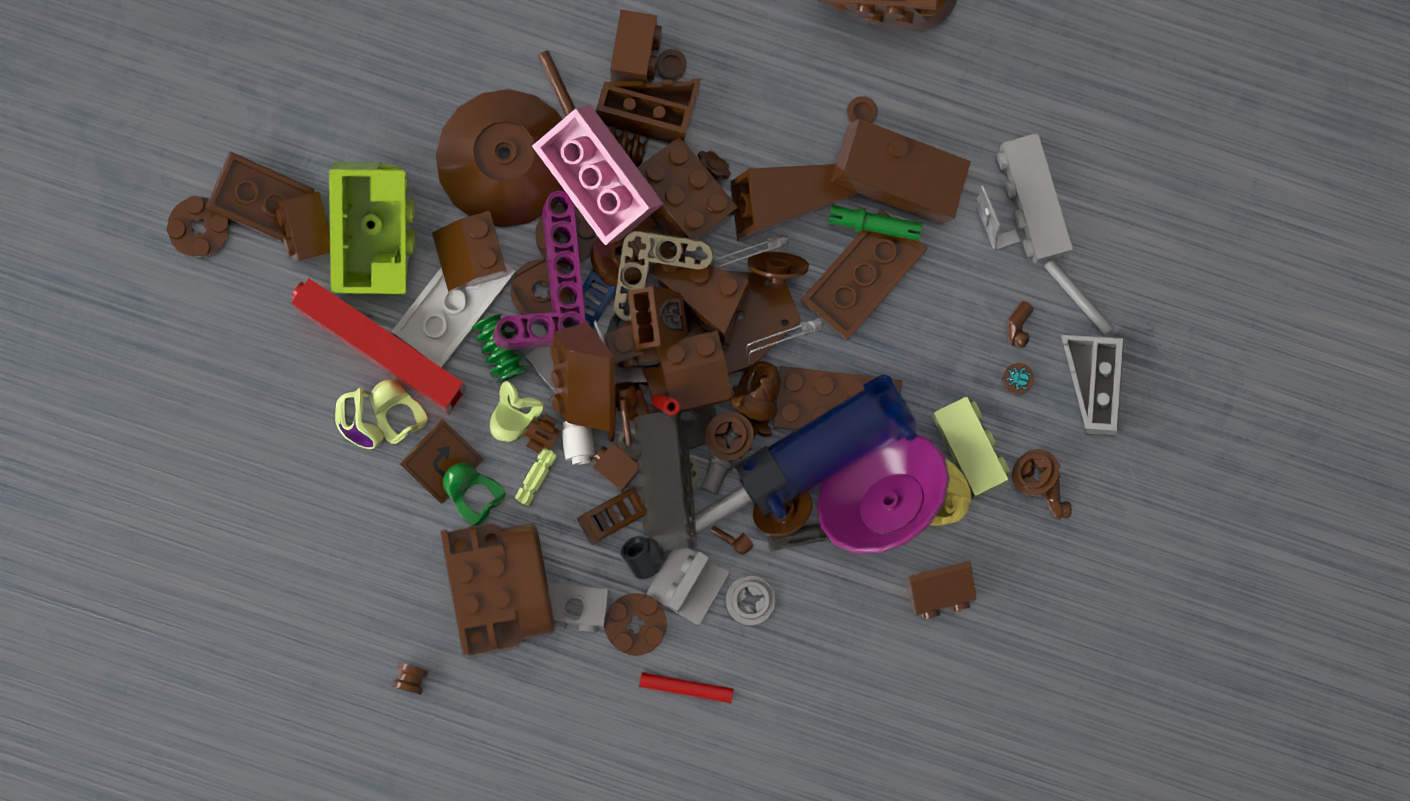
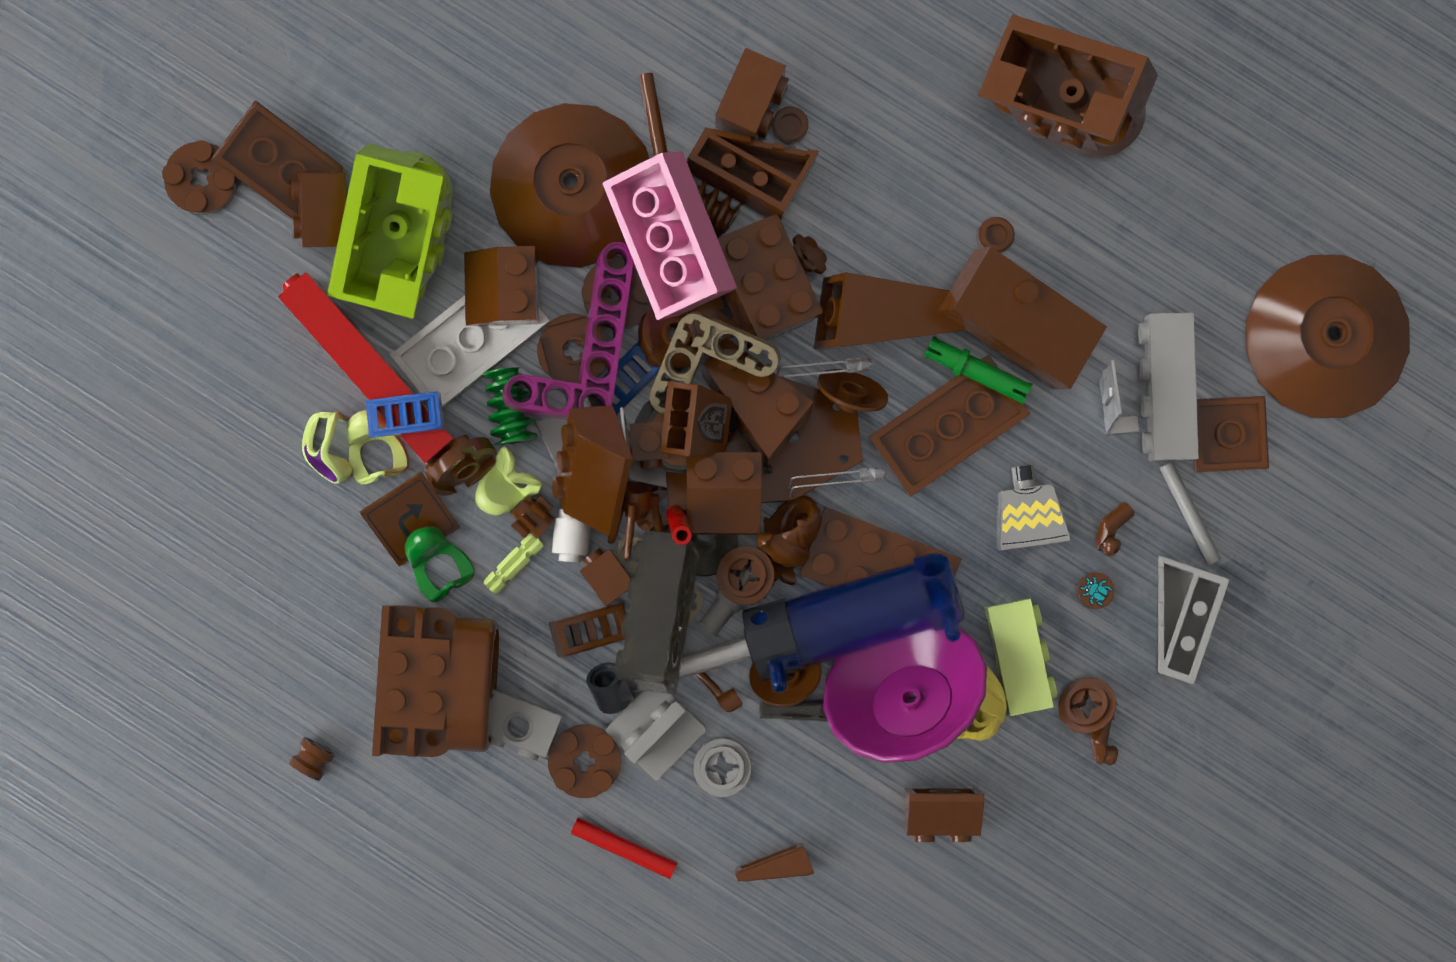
camera: 20 degrees right, 5 degrees up
(434, 378) = (435, 414): none -> blue slope
(474, 404) = (464, 462): none -> reddish brown plate
(822, 665) = (781, 864): none -> reddish brown slope
(948, 329) = (1029, 513): none -> light grey torso
(1095, 224) = (1232, 434): none -> reddish brown tile
(1133, 149) = (1292, 344): none -> reddish brown dish

